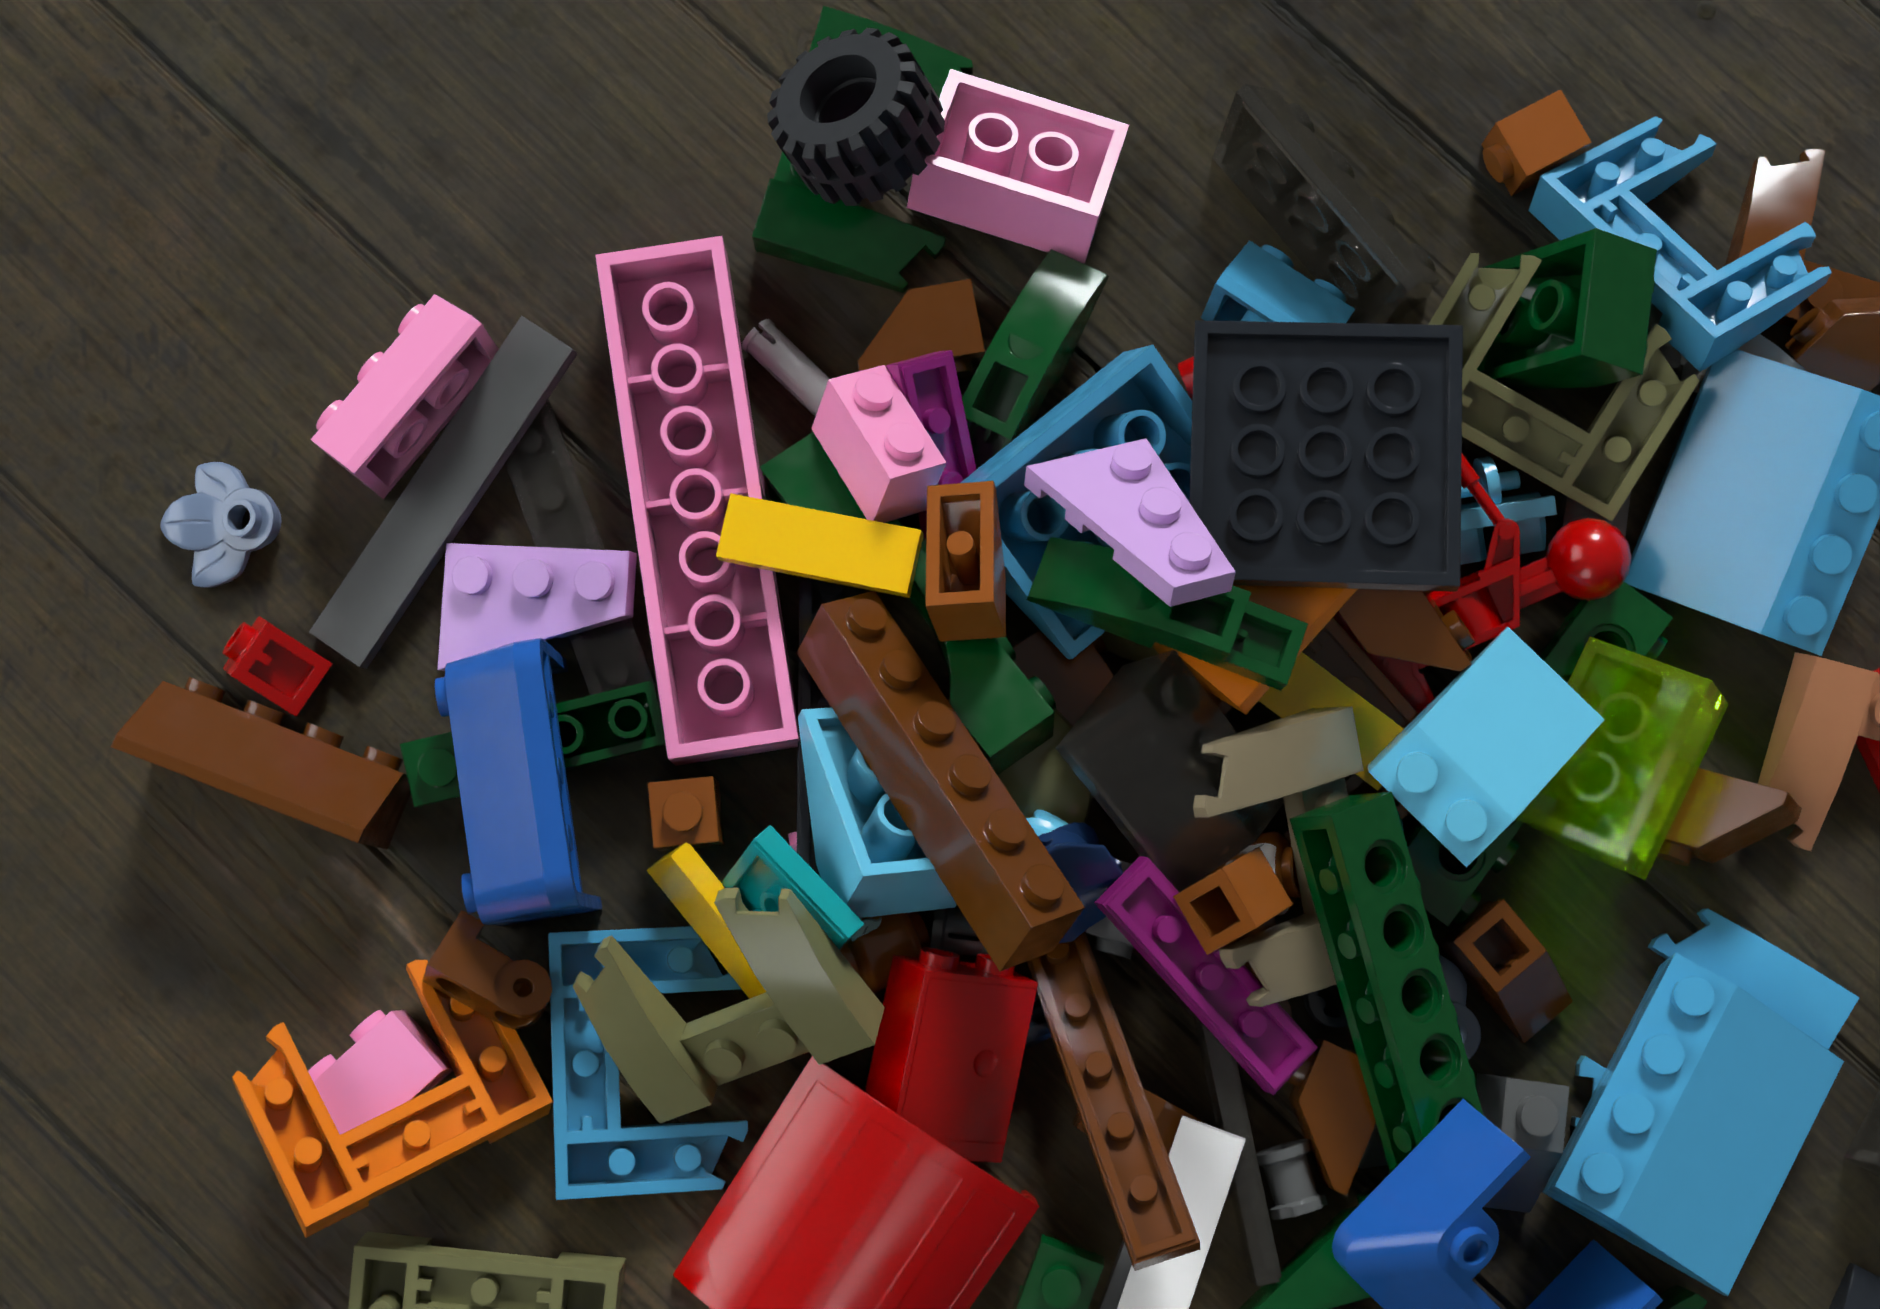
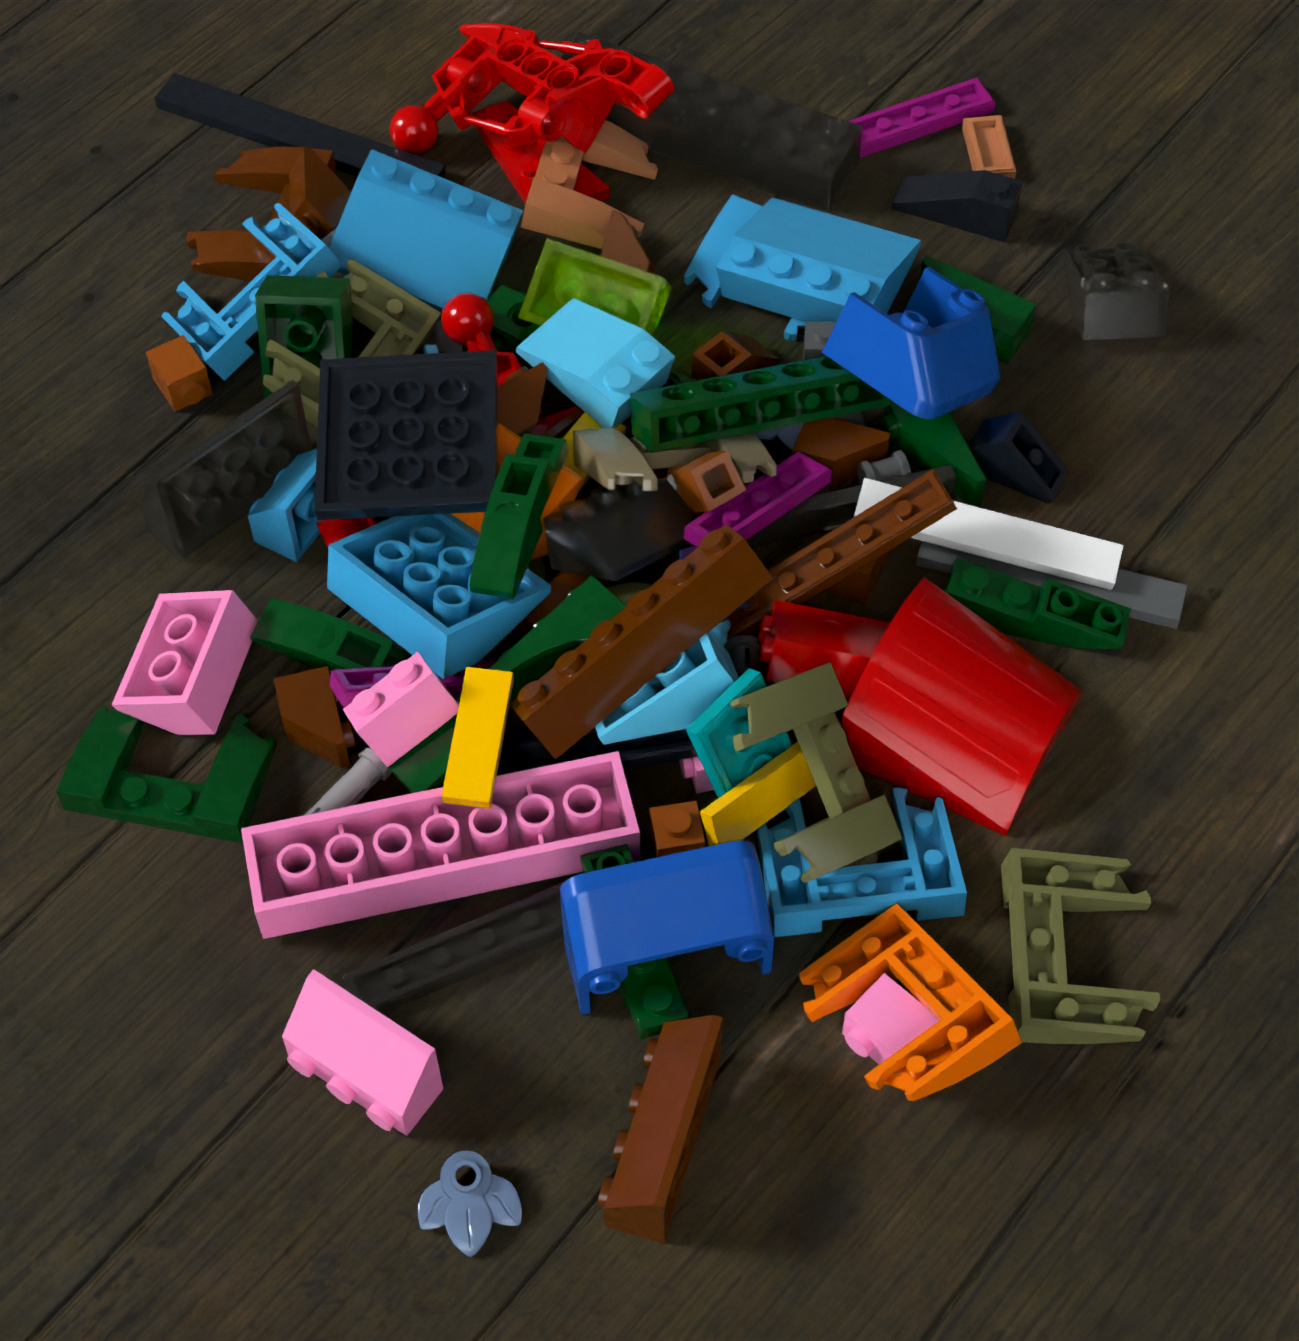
camera: 90 degrees left, 25 degrees down
(274, 664) = (581, 1145): red bracket -> none
(443, 492) = (456, 1036): dark grey tile -> none
(487, 979) = (811, 953): reddish brown leg -> none
(529, 593) = (519, 962): lavender wing -> none
(856, 116) = (121, 733): black tyre -> none
(965, 562) = (491, 624): dark orange slope -> none
(1140, 513) = (446, 531): lavender wing -> none

